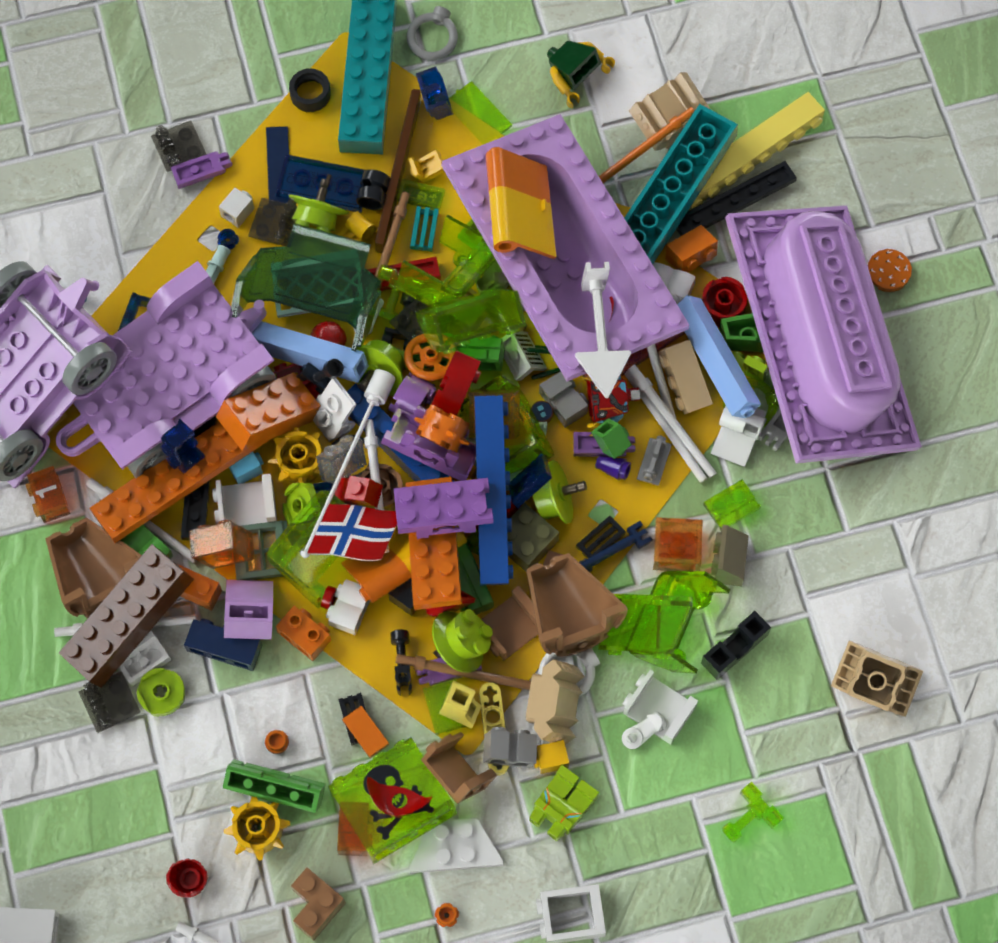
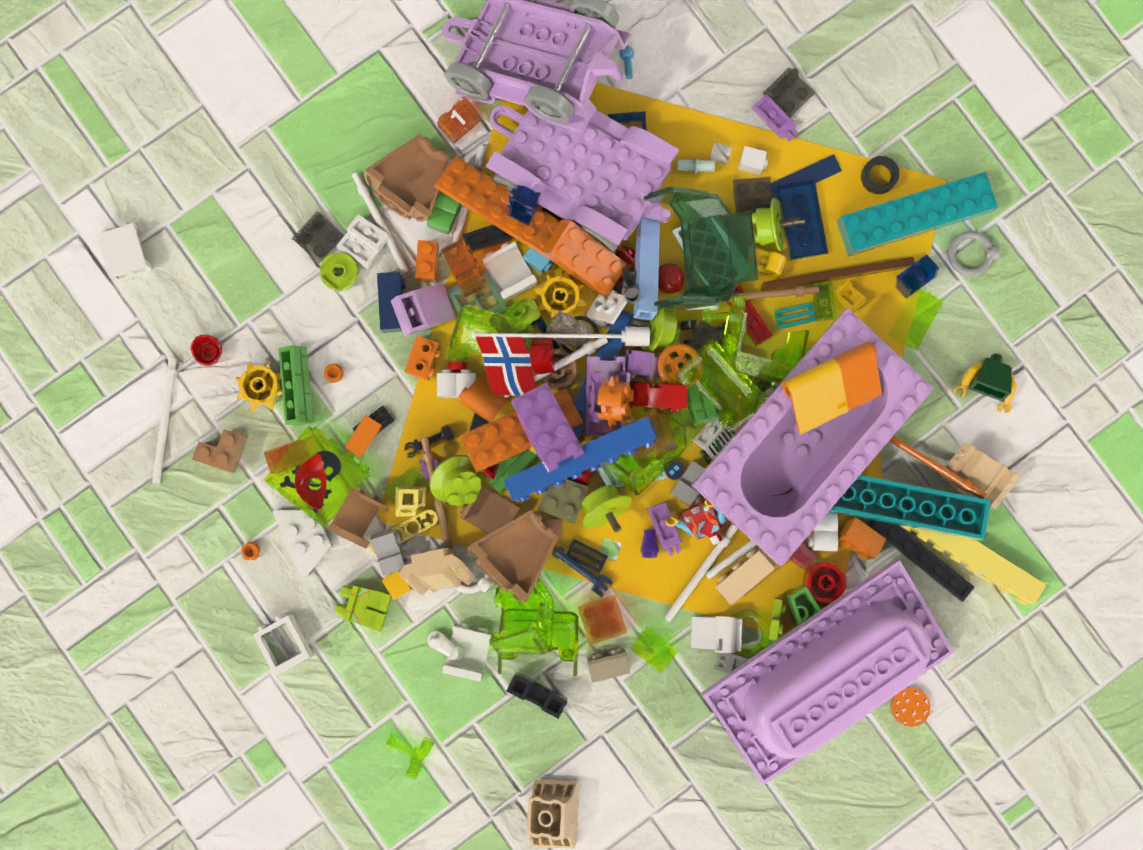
camera: 65 degrees right, 15 degrees up
(126, 616) = (380, 221): brick -> none
(228, 234) = (723, 160): plate -> none
(373, 189) = (807, 262): black wheel -> none
(529, 480) = (602, 485): clear blue tile -> none
(603, 365) = (714, 511): white piece -> none
(611, 438) = (667, 535): bright green brick -> none
(645, 385) = (726, 544): white bar -> none
(654, 460) = (667, 574): light grey hinge -> none
(718, 359) = (768, 596): light blue brick -> none

